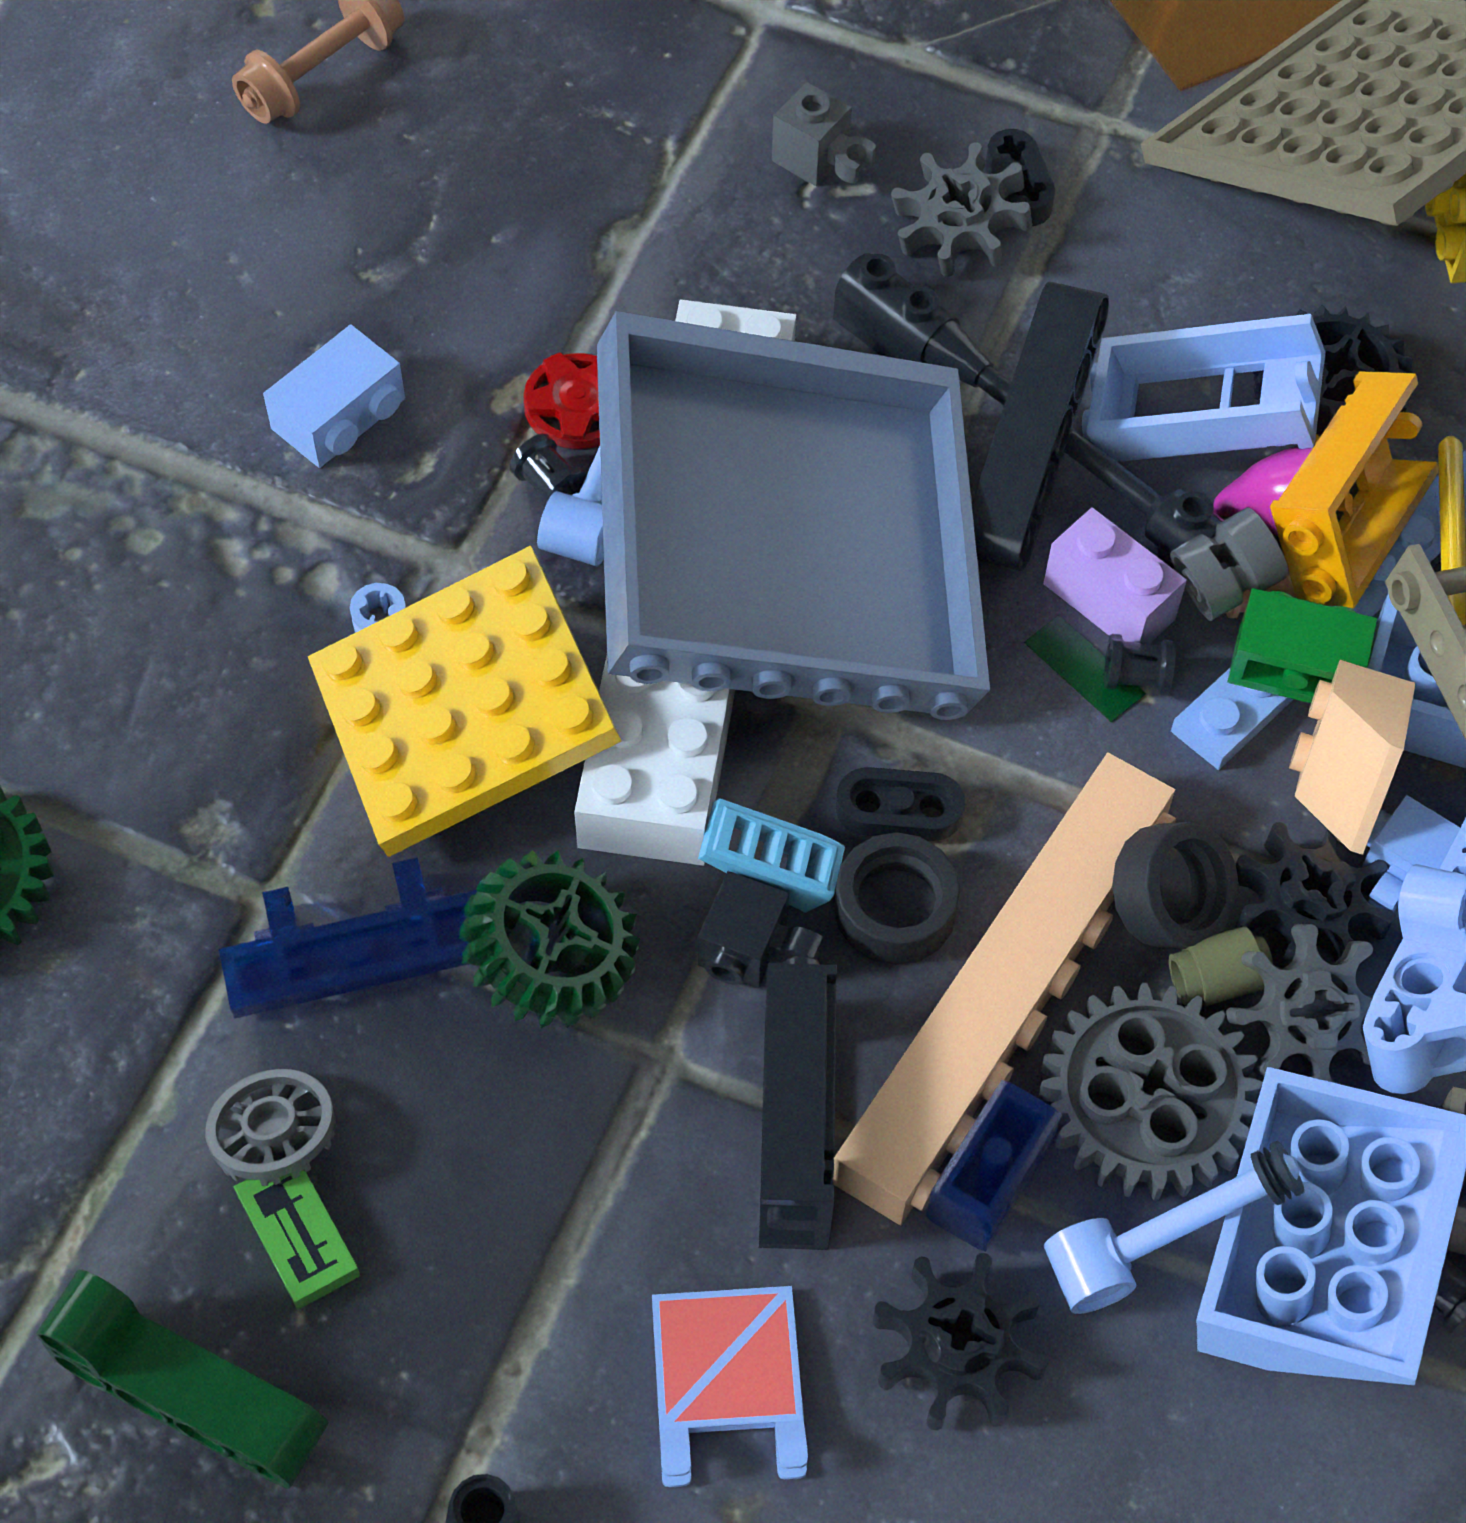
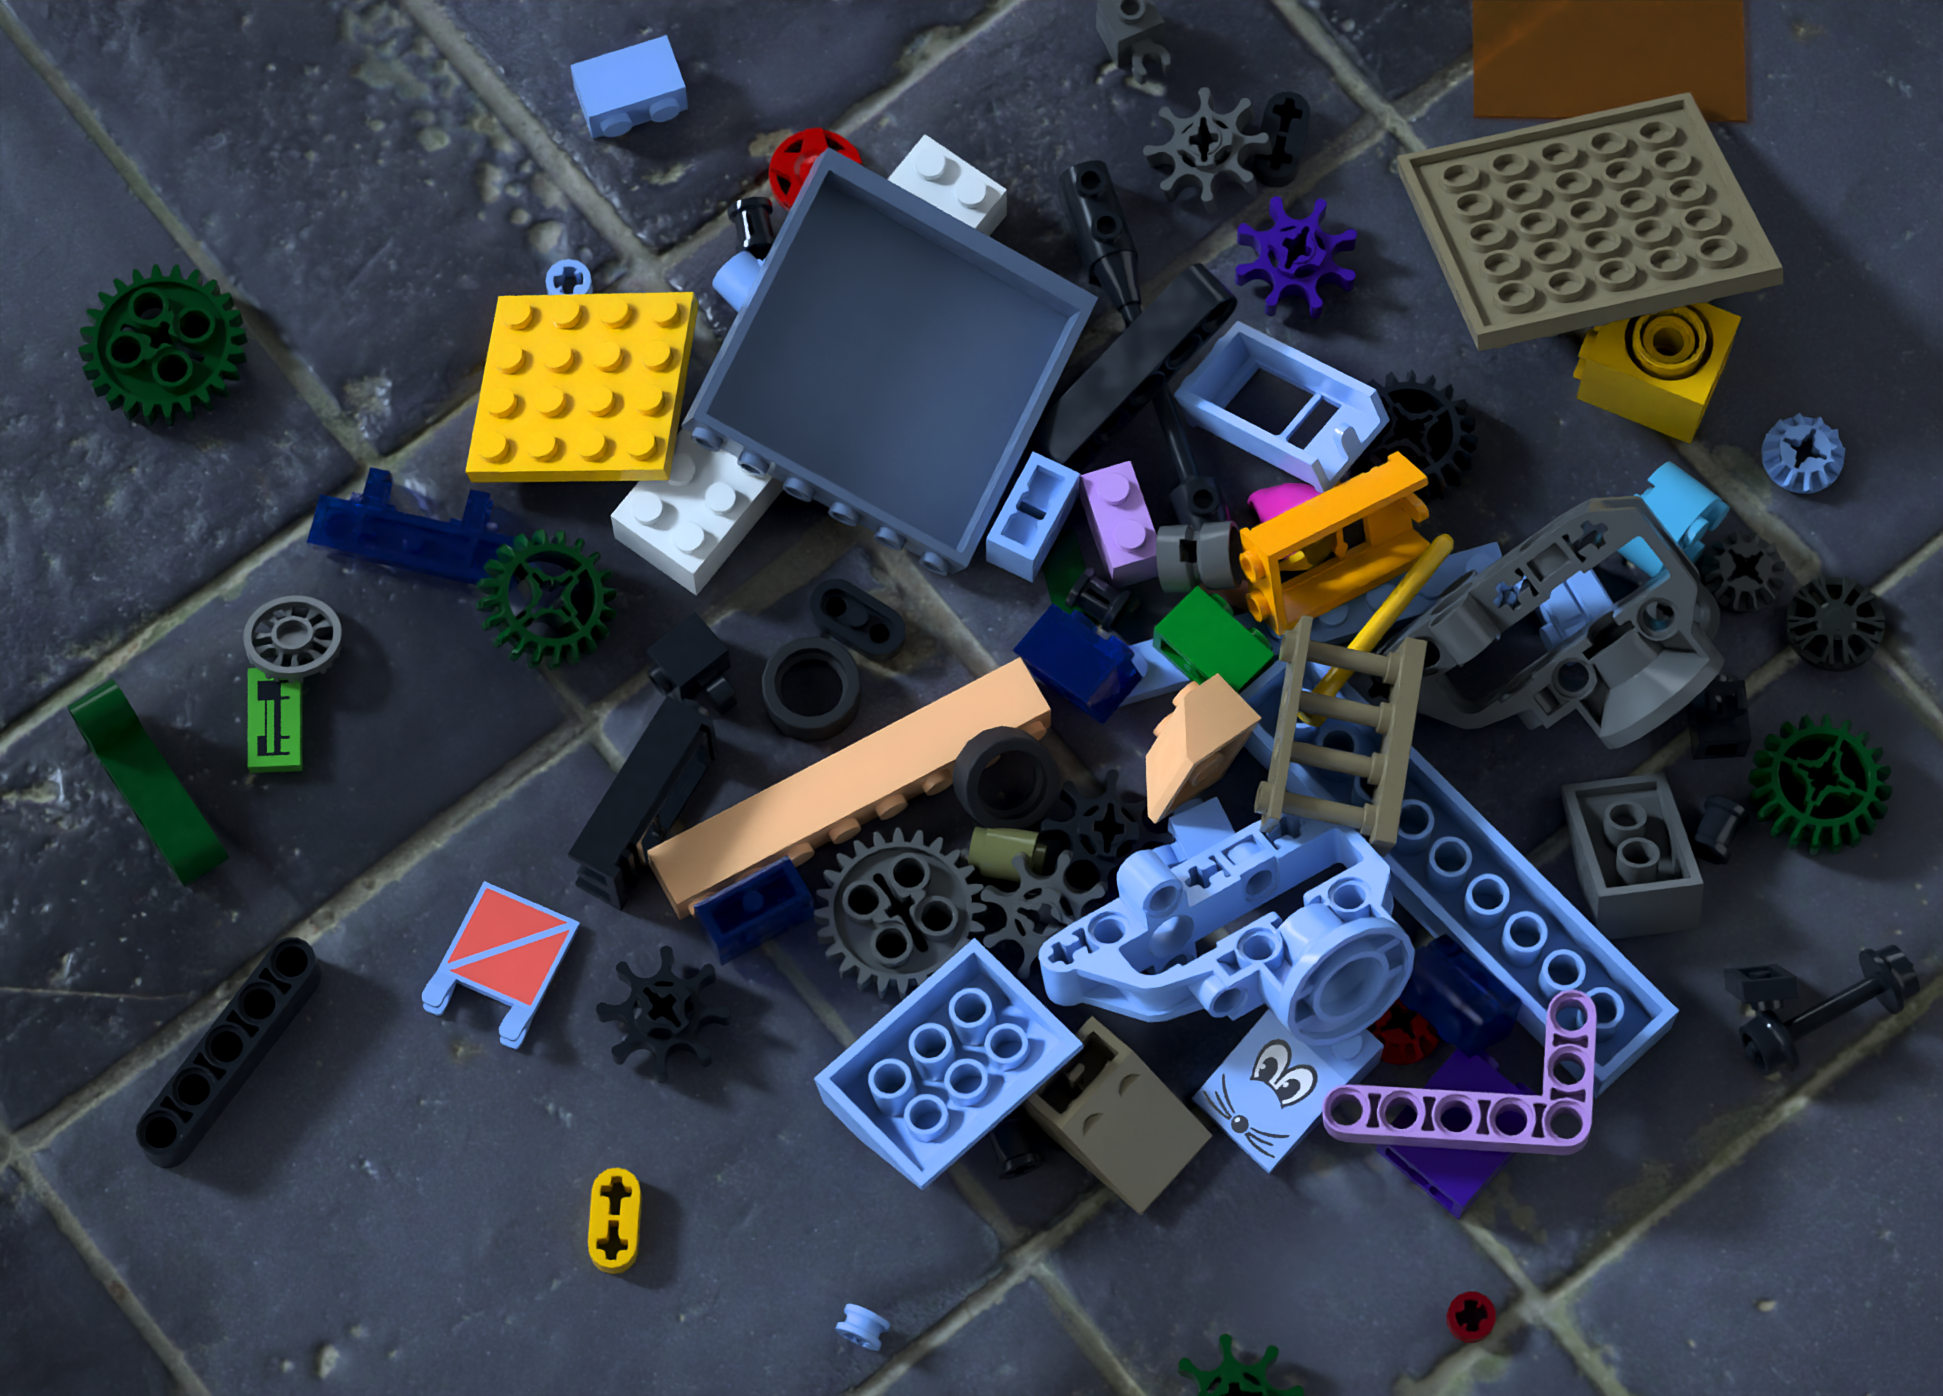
camera: 30 degrees right, 10 degrees up
(811, 862) = (777, 628): medium azure slope -> none
(1023, 611) = (1032, 517): none -> light blue brick
(1096, 1263) = (787, 1008): light blue piece -> none
(1113, 263) = (1308, 270): none -> dark purple gear
(1172, 729) = (1078, 662): none -> clear blue brick

